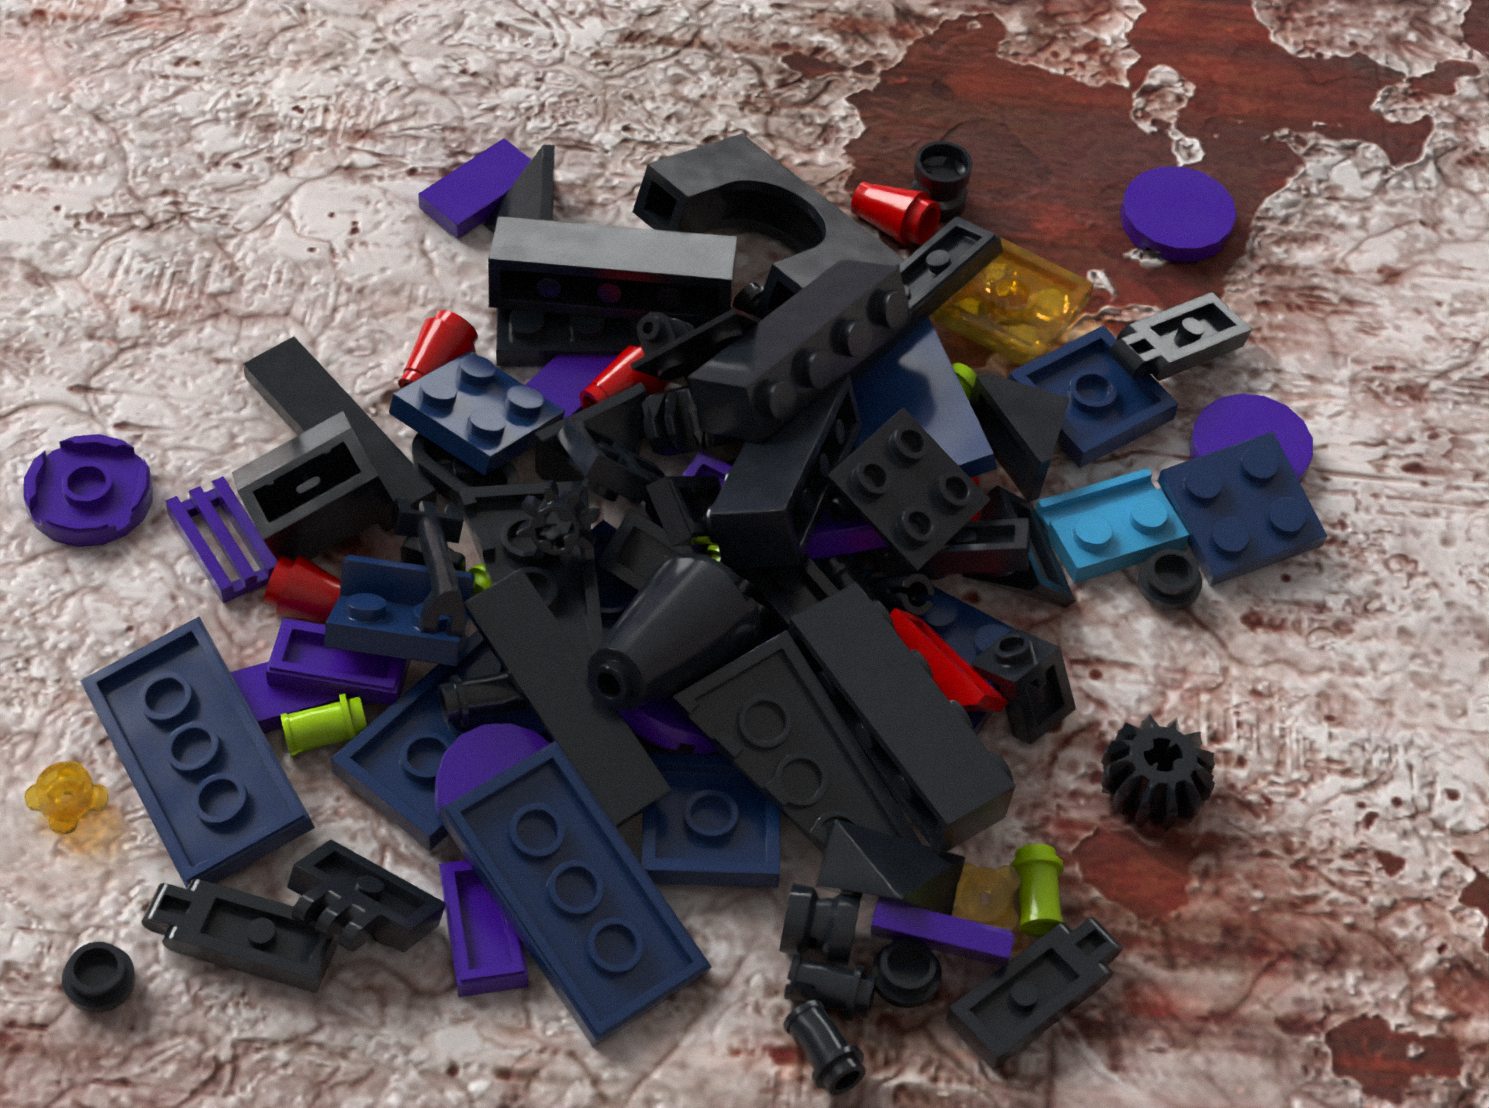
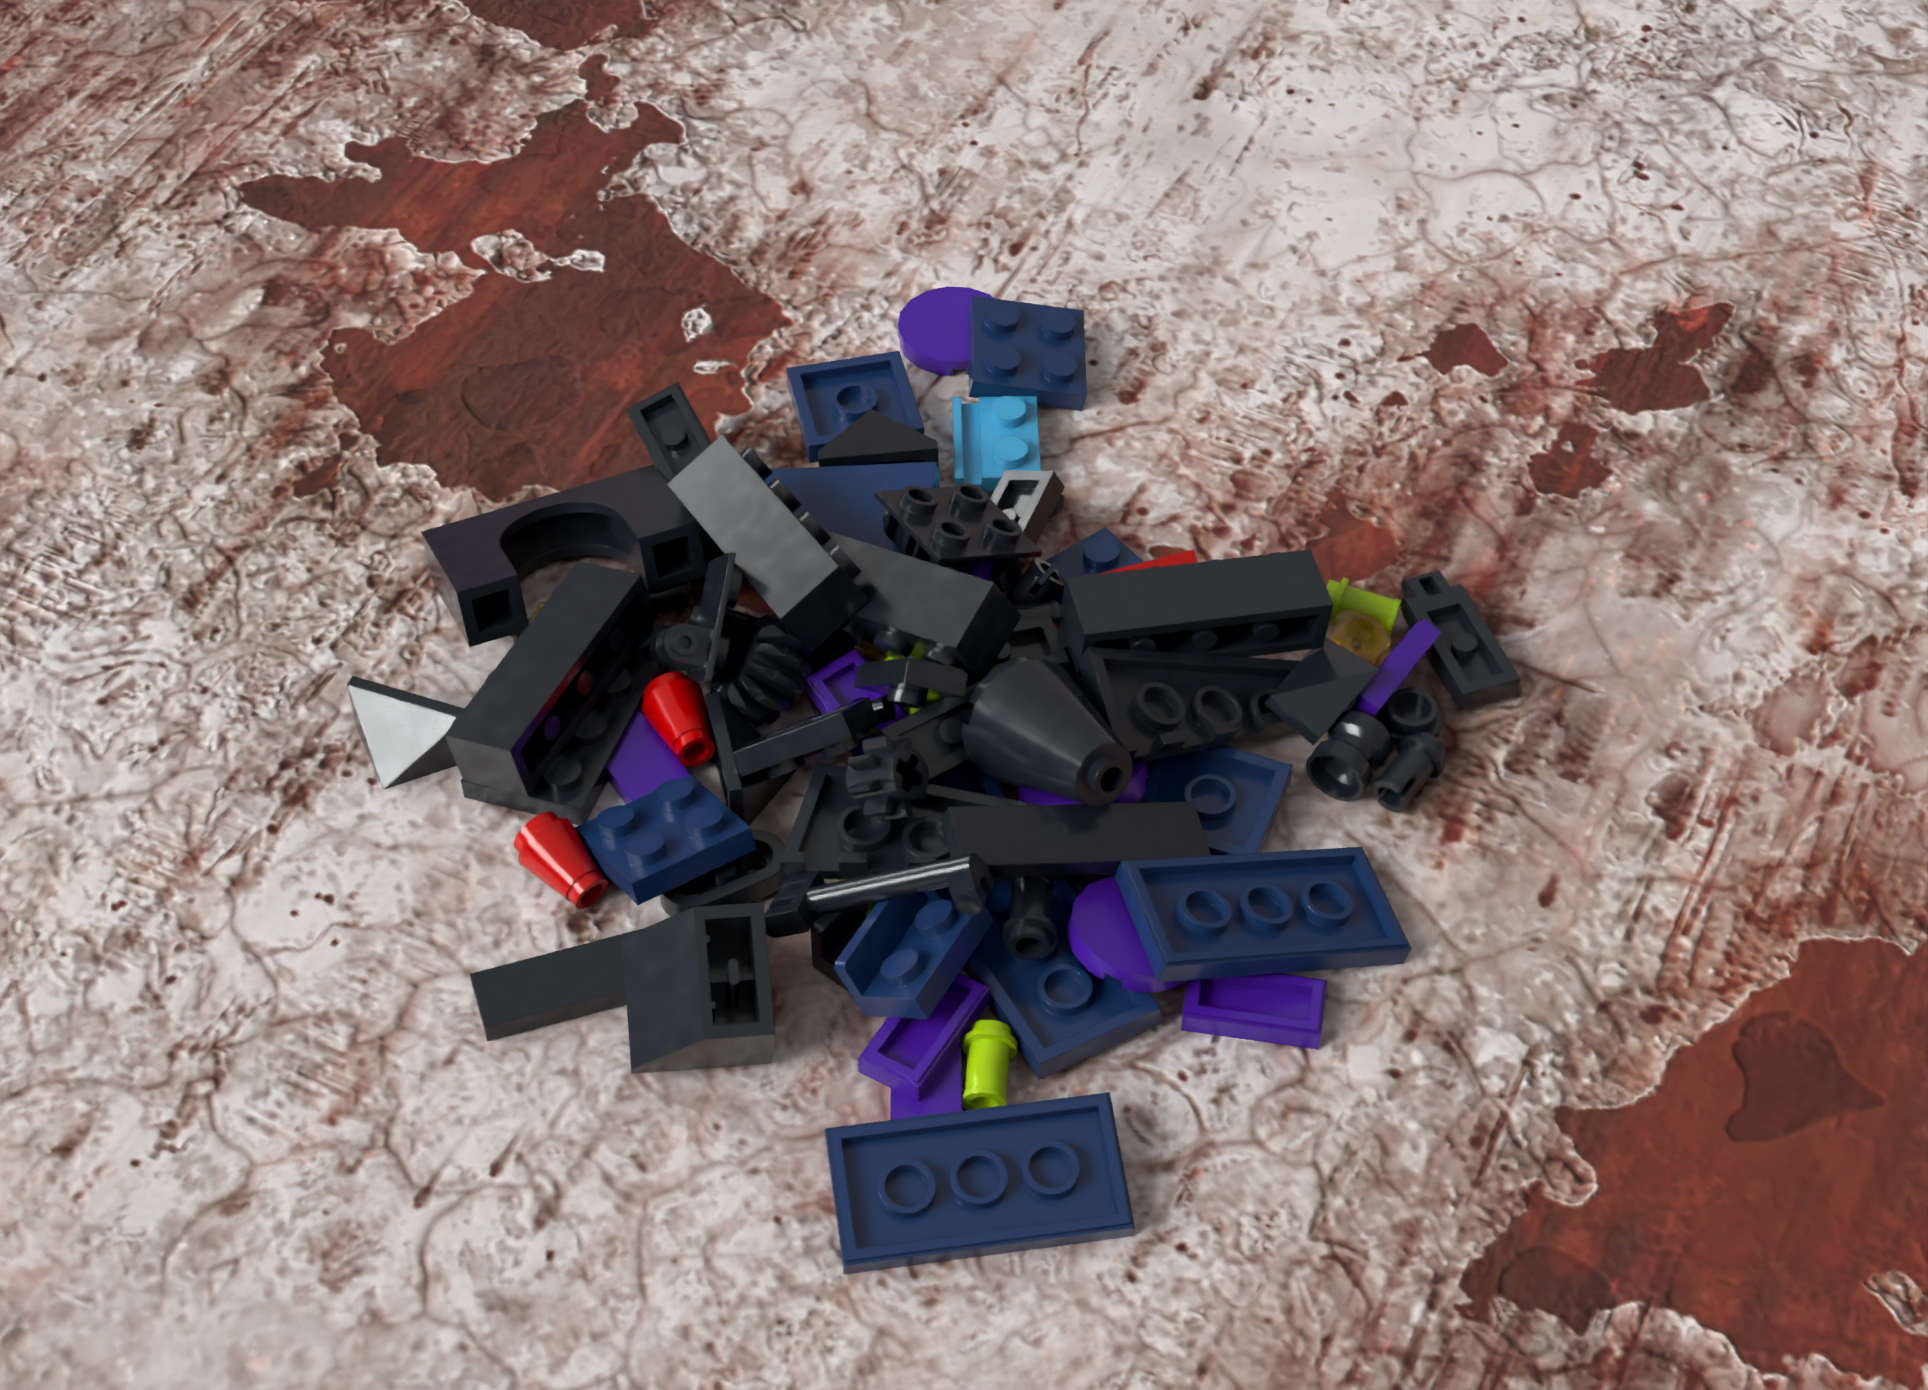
camera: 65 degrees left, 5 degrees down
(64, 780) = (987, 1291): clear yellow plate -> none
(88, 490) = (580, 1213): dark purple tile -> none
(98, 977) = (1213, 1325): black plate -> none
(203, 504) = (705, 1094): dark purple tile -> none
(240, 933) = (1207, 1187): black hinge -> none
(302, 590) = (819, 1040): red cone -> none
(361, 900) = (1210, 1080): black hinge -> none
(474, 189) = (341, 772): dark purple tile -> none
(832, 1058) = (1468, 792): black pin -> none
(898, 212) = (565, 464): red cone -> none
(944, 173) = (548, 421): black wheel -> none
(1016, 305) = (740, 409): clear yellow plate -> none
(1031, 679) = (1145, 533): black bracket -> none
(1157, 772) = (1276, 494): black gear -> none
(1170, 580) = (1075, 424): black plate -> none
(1178, 213) = (667, 286): dark purple tile -> none
(1179, 338) = (828, 324): black hinge -> none

